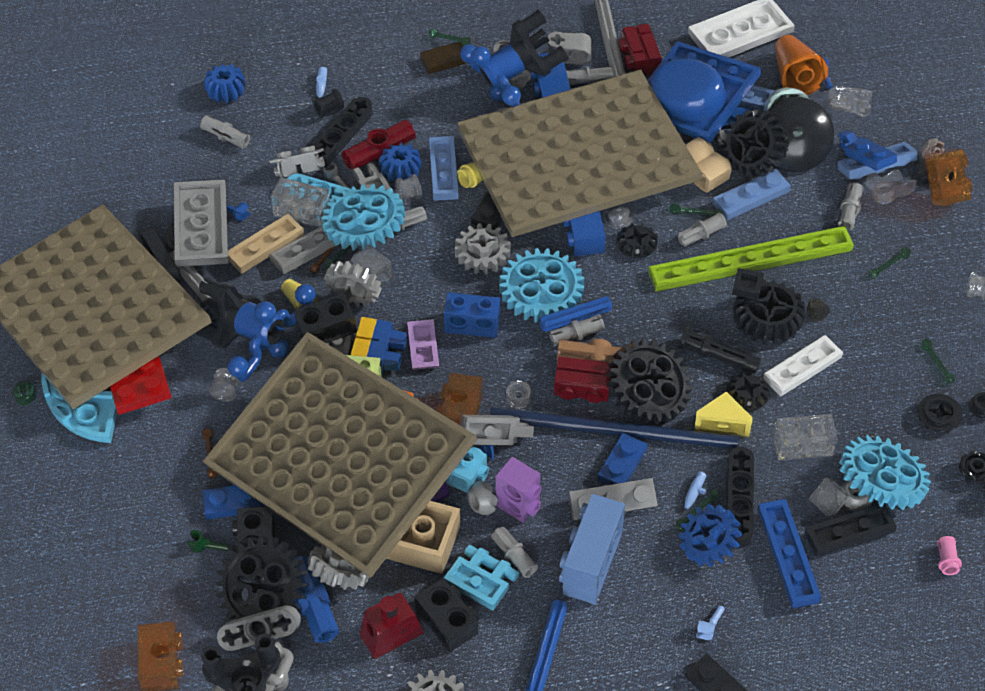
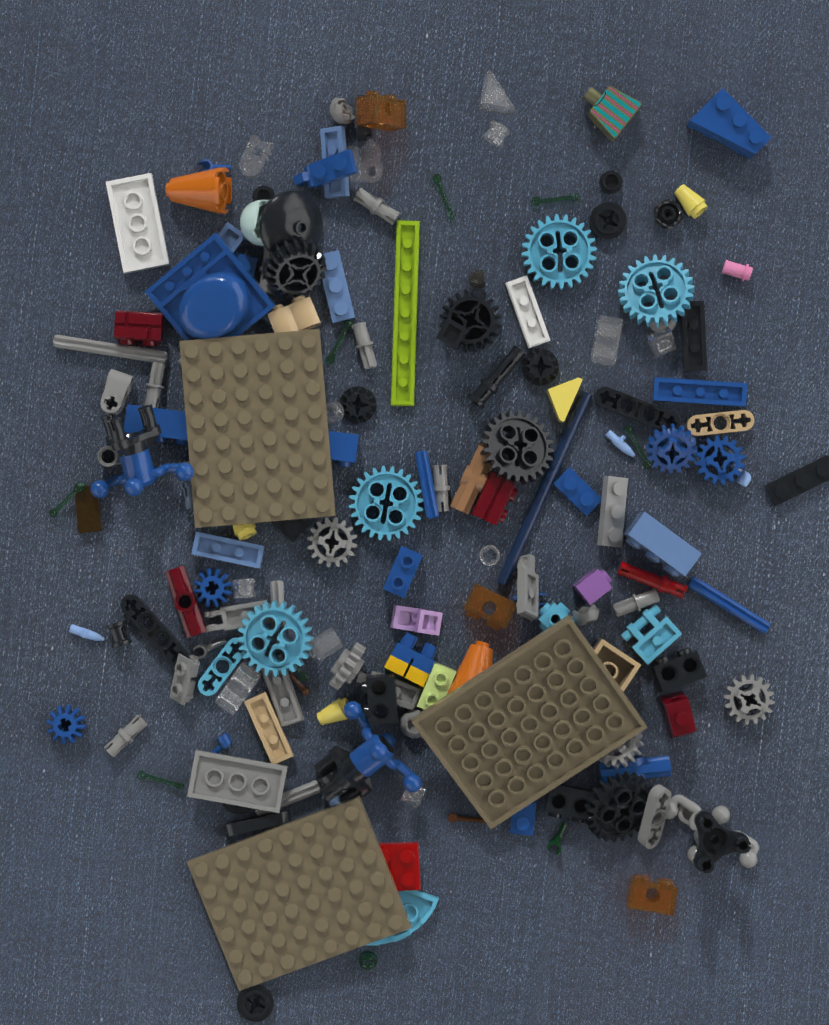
camera: 80 degrees left, 35 degrees up
(187, 156) = (142, 774): none -> clear green hinge
(546, 570) = (653, 580): none -> red pin
(716, 592) = (730, 459): none -> blue gear
(761, 599) = (737, 427): none -> tan beam
(884, 367) = (537, 252): none -> medium azure gear

